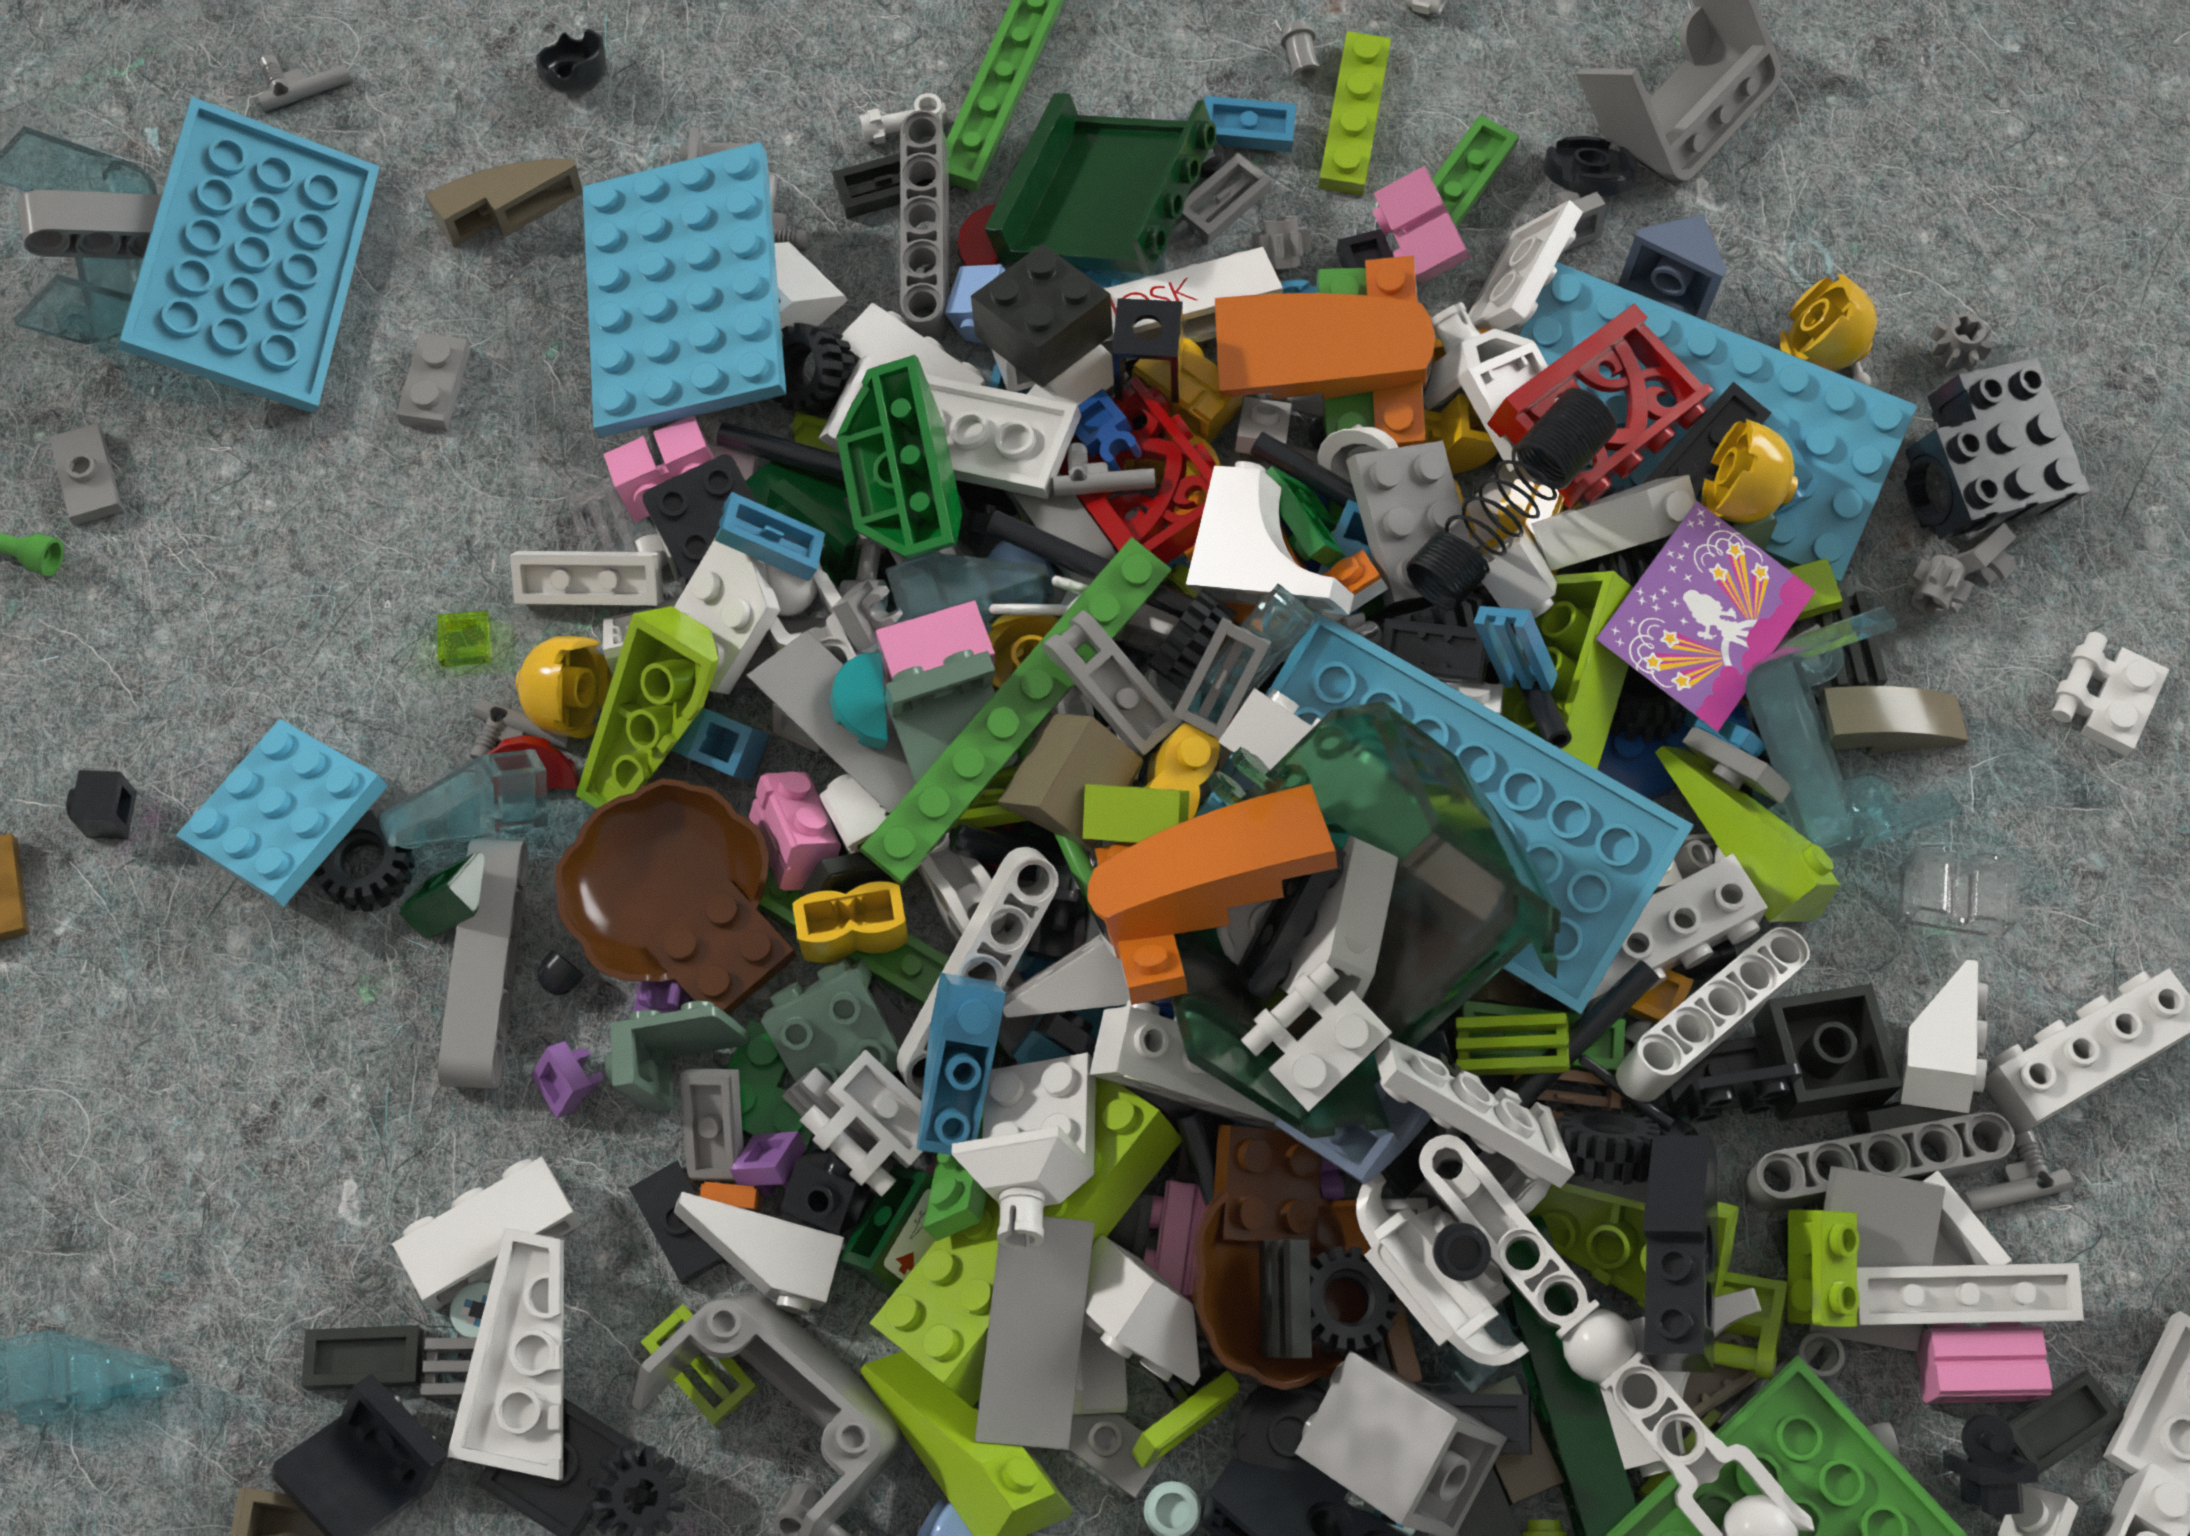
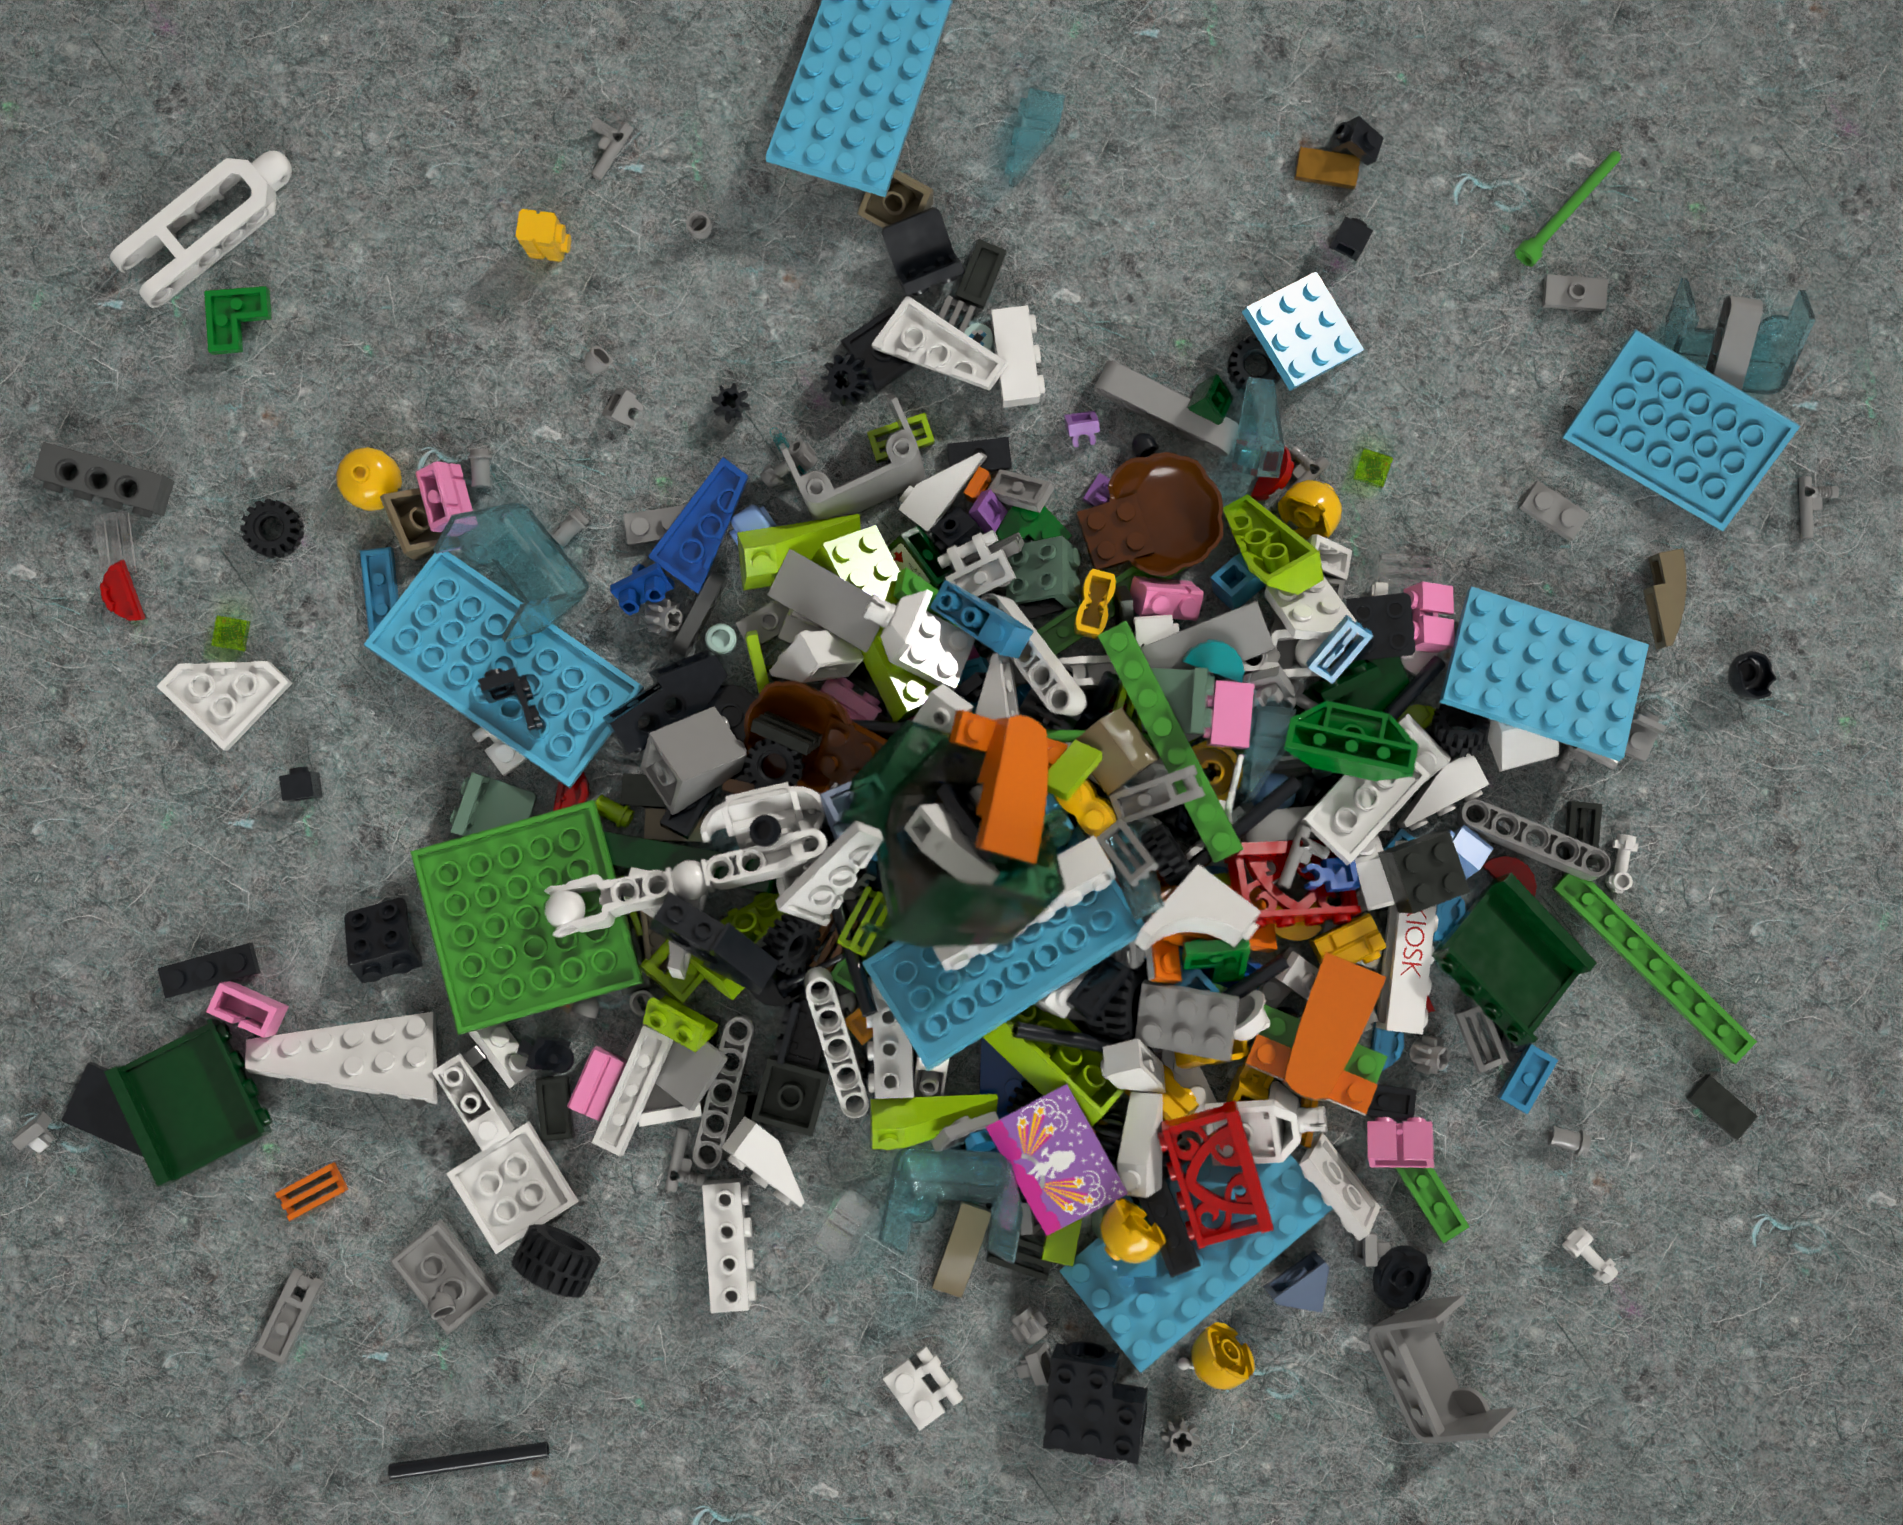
camera: 110 degrees right, 20 degrees up
(587, 578) = (1376, 547): white plate -> none
(650, 1039) = (1068, 467): sand green bracket -> none
(1164, 347) = (1357, 928): black piece -> none
(1327, 1049) = (890, 803): white plate -> none
(1354, 113) = (1510, 1152): lime plate -> none
(1506, 648) = (1075, 1028): dark azure tile -> none
(1551, 454) = (1188, 1119): black piece -> none

